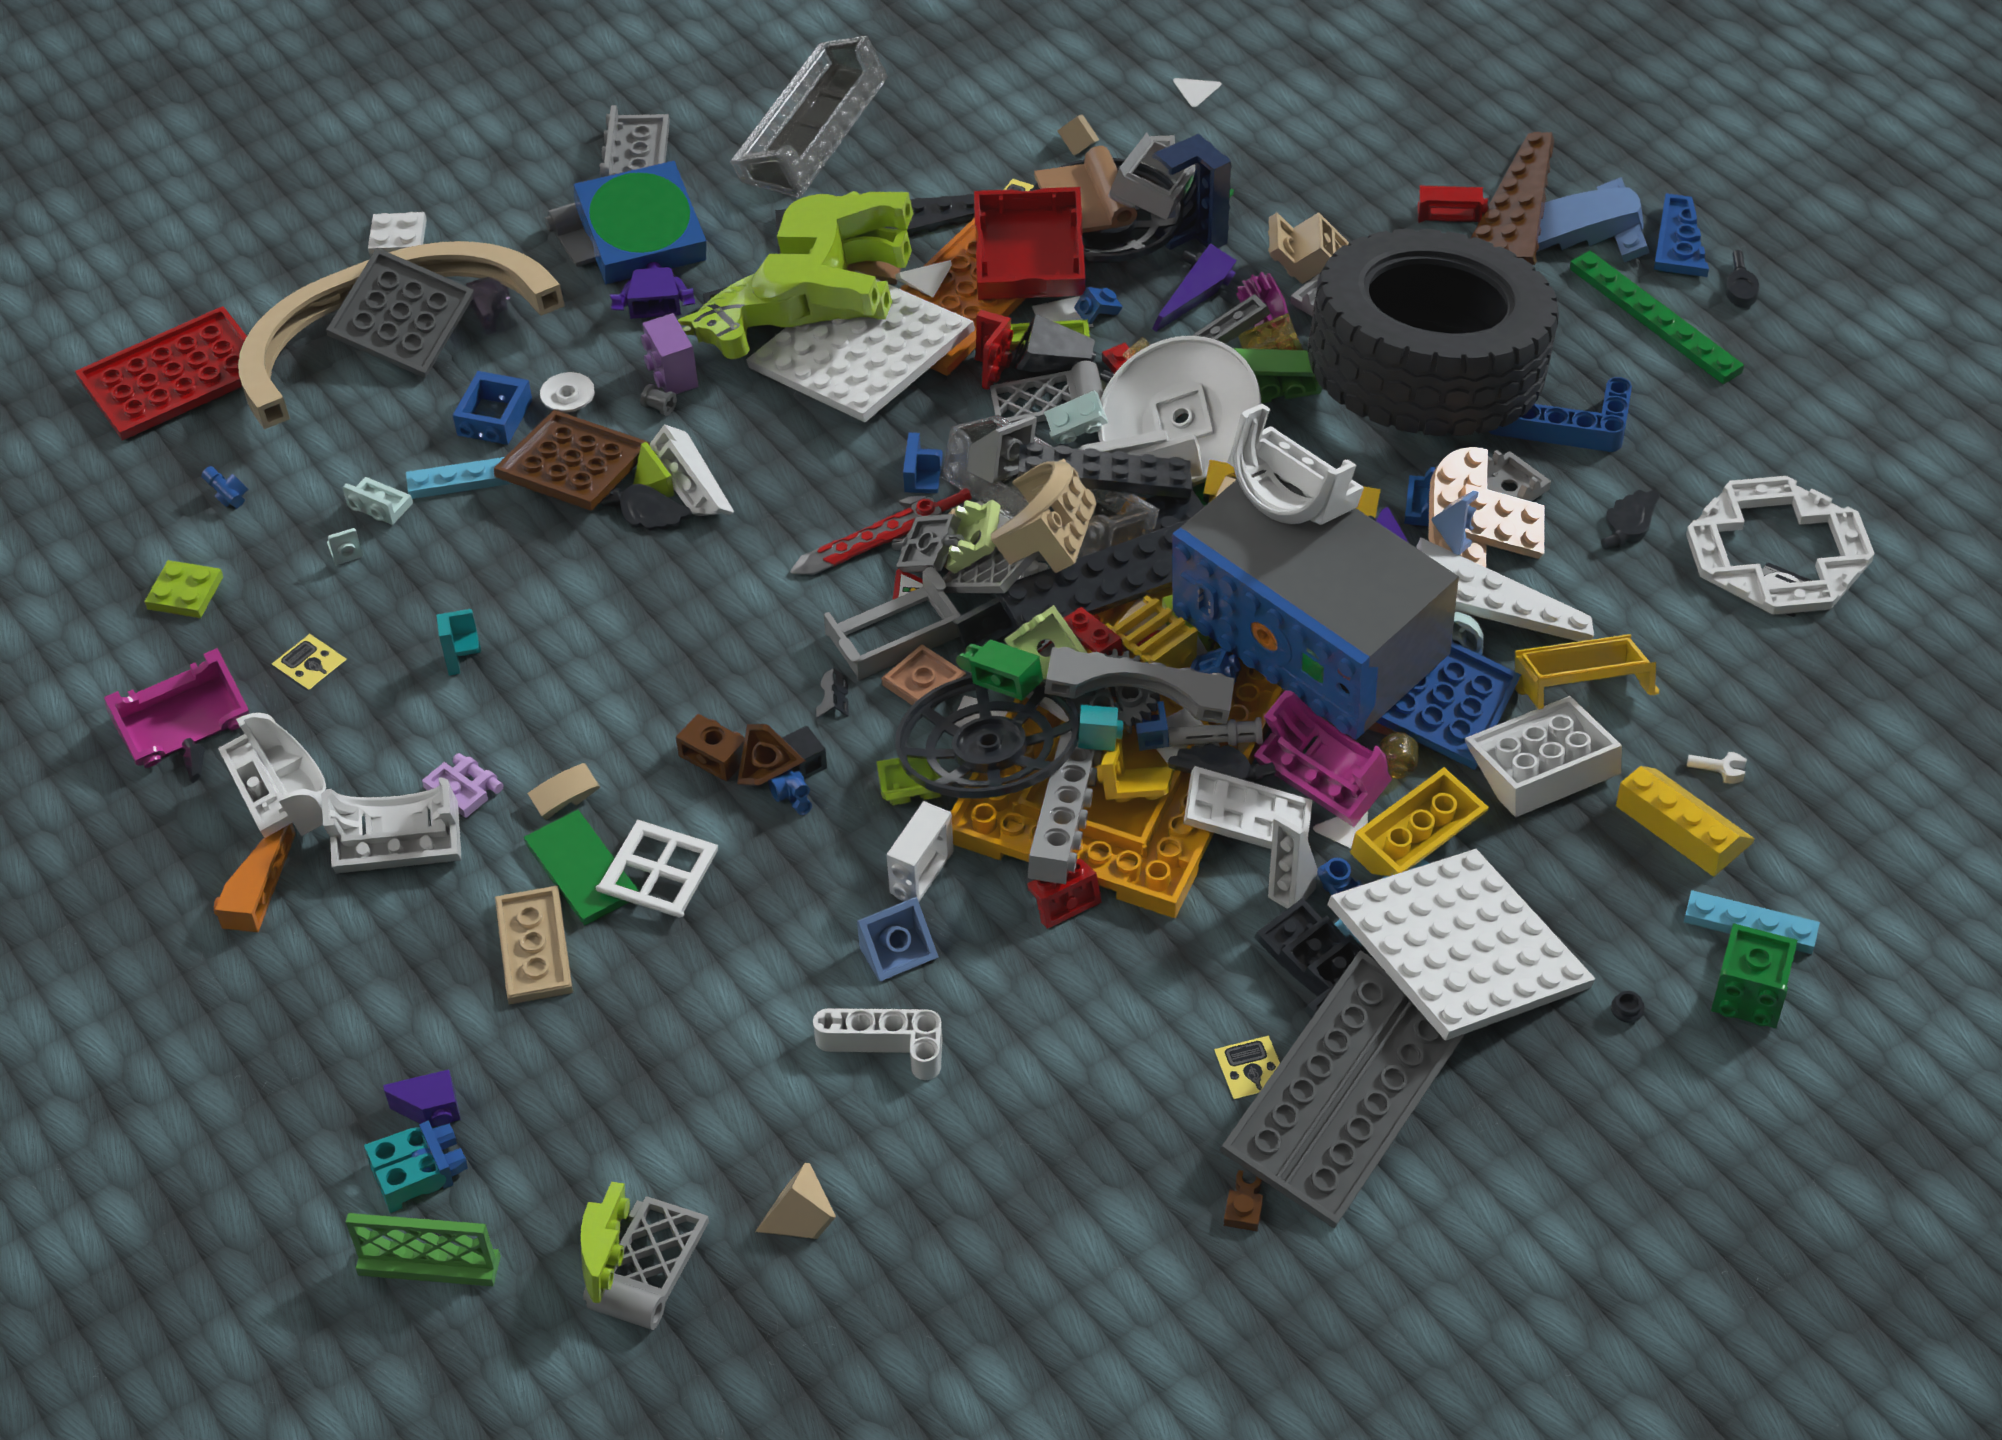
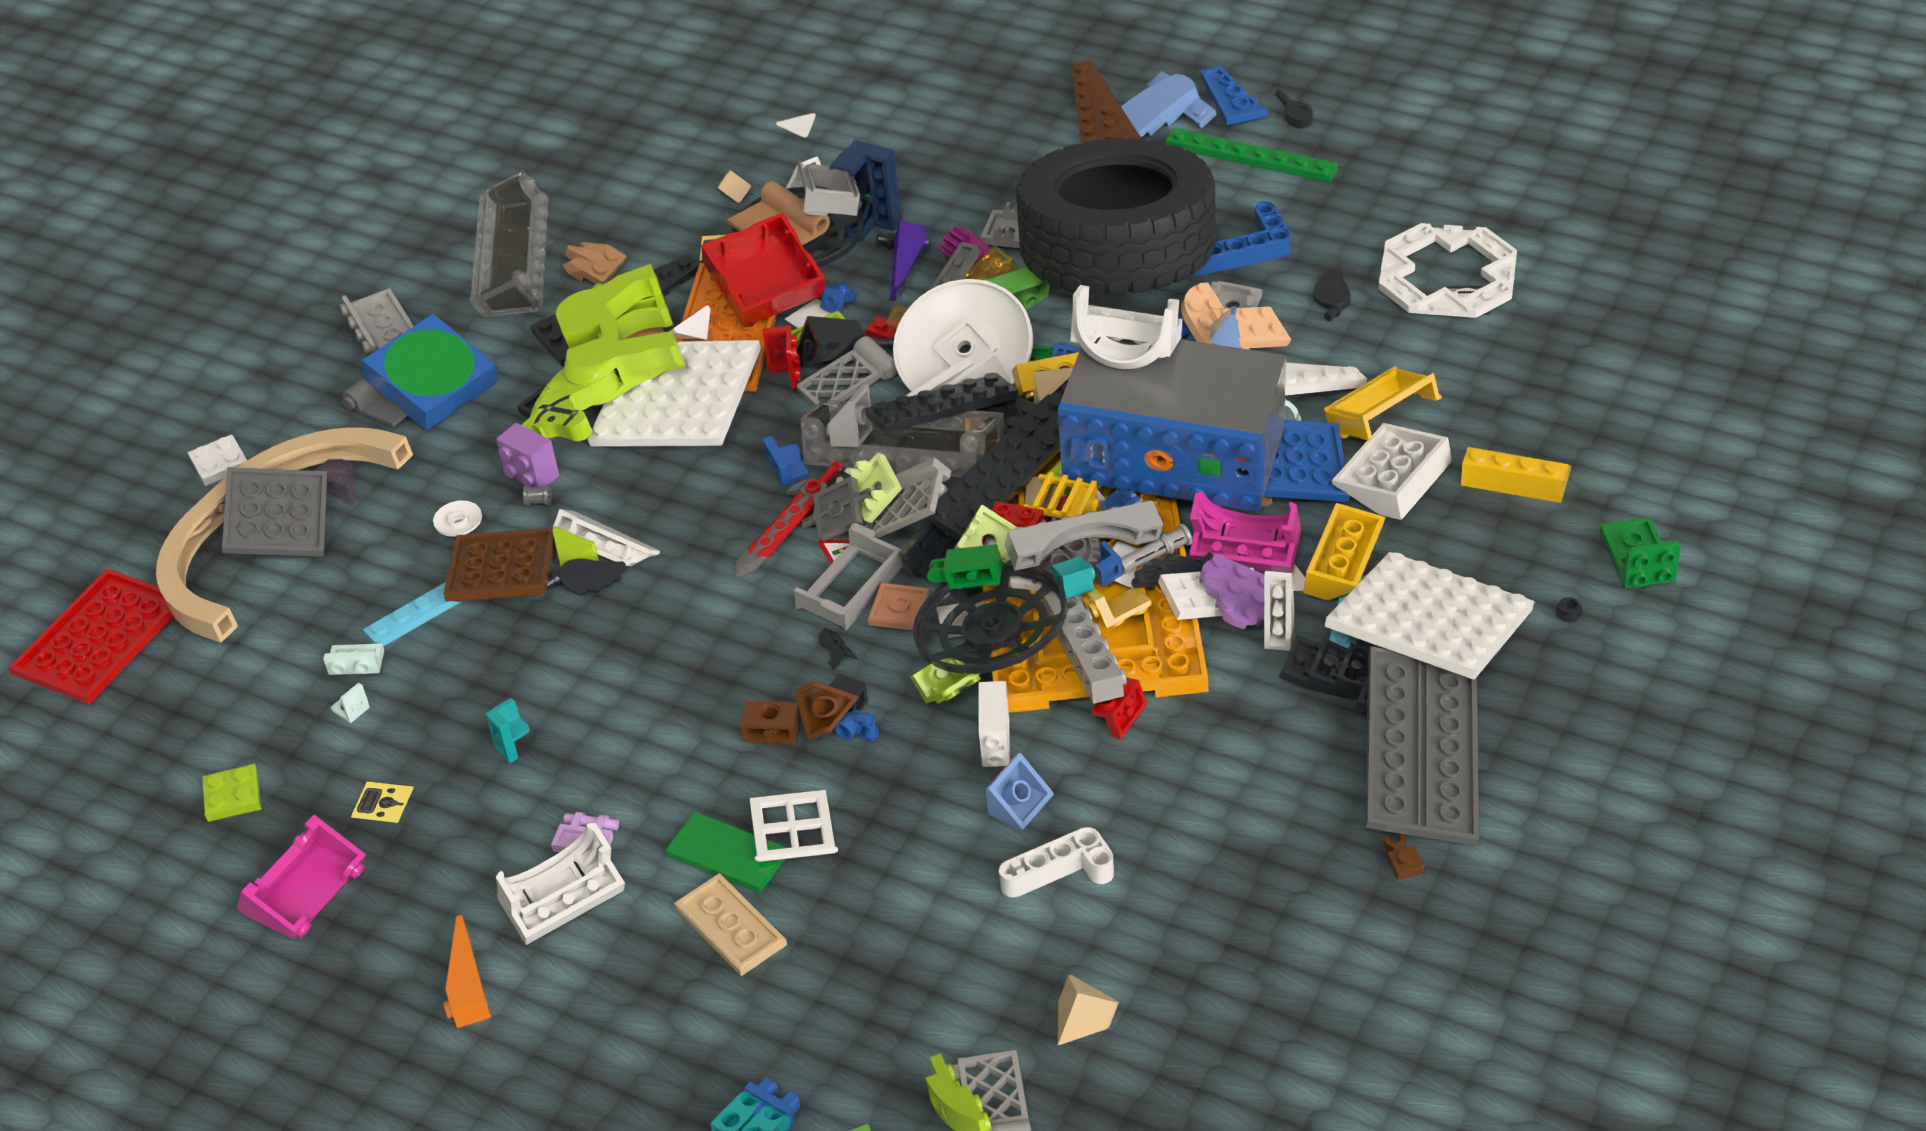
camera: 25 degrees left, 5 degrees down
(193, 758) = (338, 913): black bar -> none
(228, 490) = (217, 704): blue plate -> none
(283, 785) = (430, 892): white piece -> none
(425, 1098) = (730, 1070): dark purple slope -> none
(498, 388) = (399, 538): blue window -> none
(566, 787) = (672, 803): tan slope -> none
(653, 293) = (477, 420): dark purple torso -> none
(883, 165) = (593, 262): none -> medium nougat plate
(1037, 528) = (940, 447): tan piece -> none
(1075, 418) = (885, 378): light aqua bracket -> none
(1247, 1065) = (1337, 766): sticker -> none
(1258, 802) = (1236, 591): none -> medium lavender plate
(1304, 247) = (970, 198): tan bracket -> none
(1336, 876) = (1310, 614): blue plate -> none
(1400, 754) = (1281, 507): clear yellow head -> none
(1451, 203) = (1052, 132): red window -> none
(1721, 913) = (1588, 522): medium azure plate -> none
(1722, 766) = (1520, 427): white bar -> none

